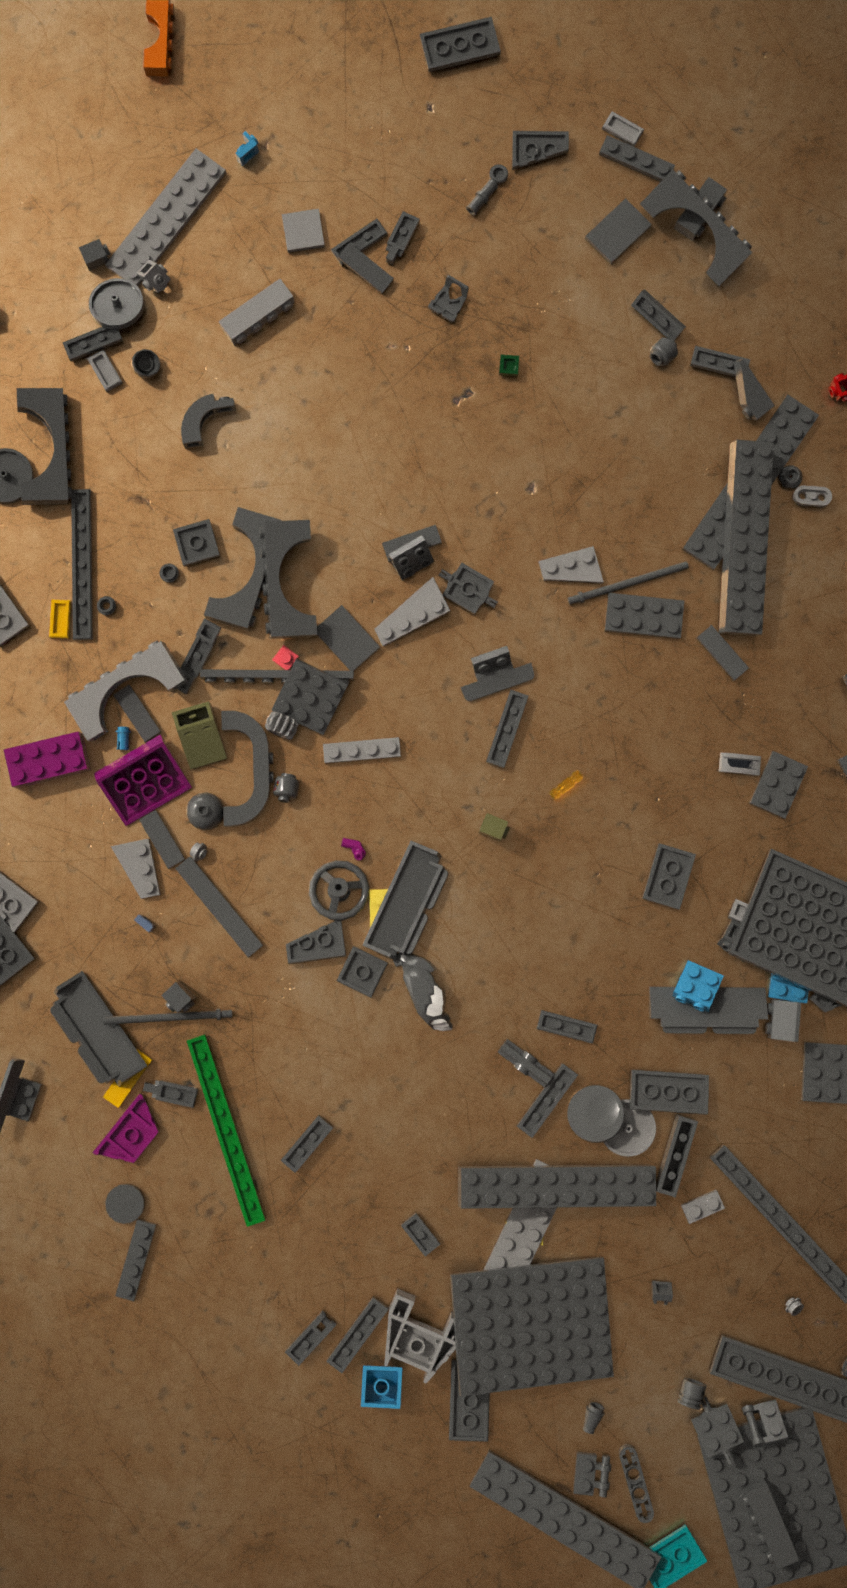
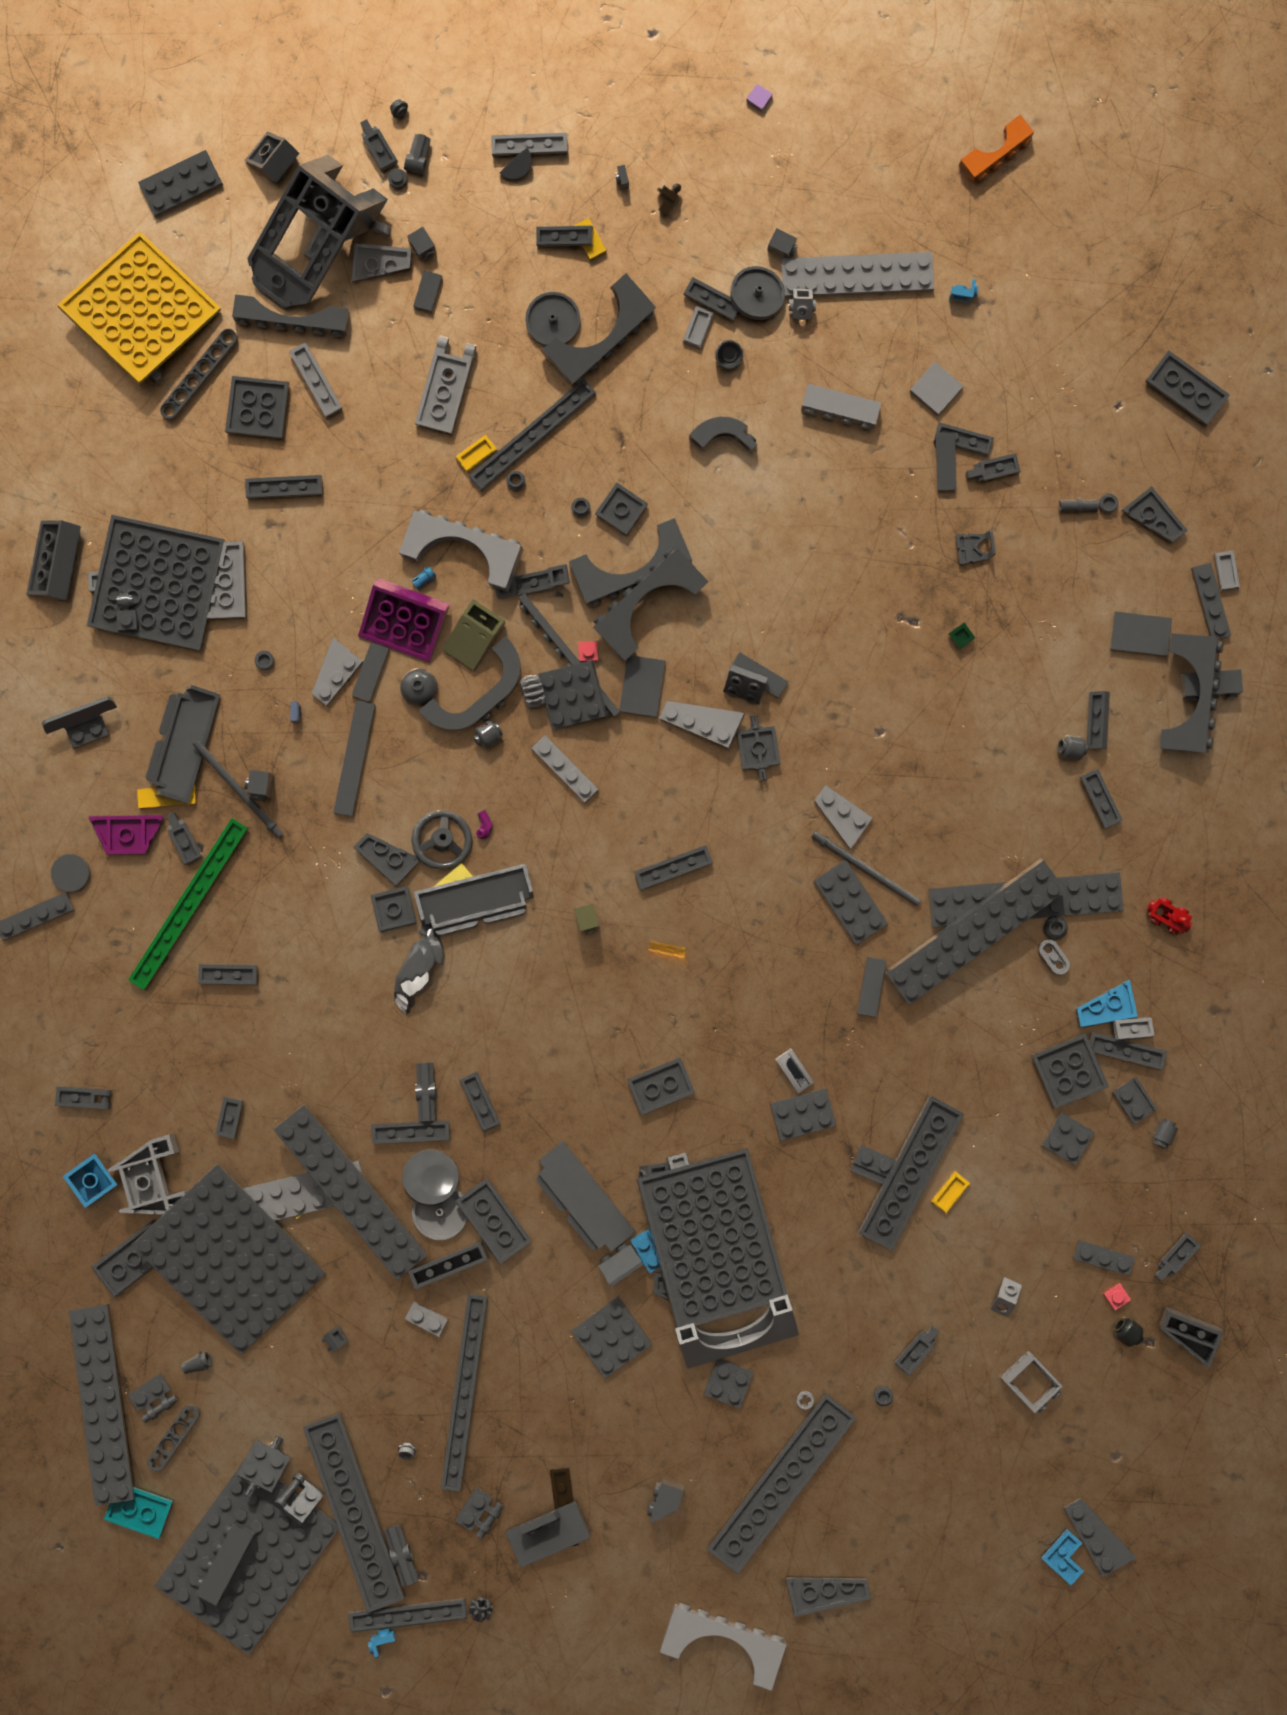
camera: 50 degrees right, 0 degrees up
(47, 760) = (359, 534): magenta brick -> none
(84, 914) = (264, 660): none -> dark grey tile
(137, 713) = (451, 572): dark grey tile -> none
(198, 851) = (383, 707): light grey plate -> none
(357, 1334) = (114, 1131): dark grey plate -> none
(495, 673) = (709, 823): dark grey plate -> none
(692, 1393) = (276, 1424): dark grey piece -> none
(697, 986) = (592, 1177): dark azure plate -> none
(751, 394) = (1093, 845): dark grey slope -> none

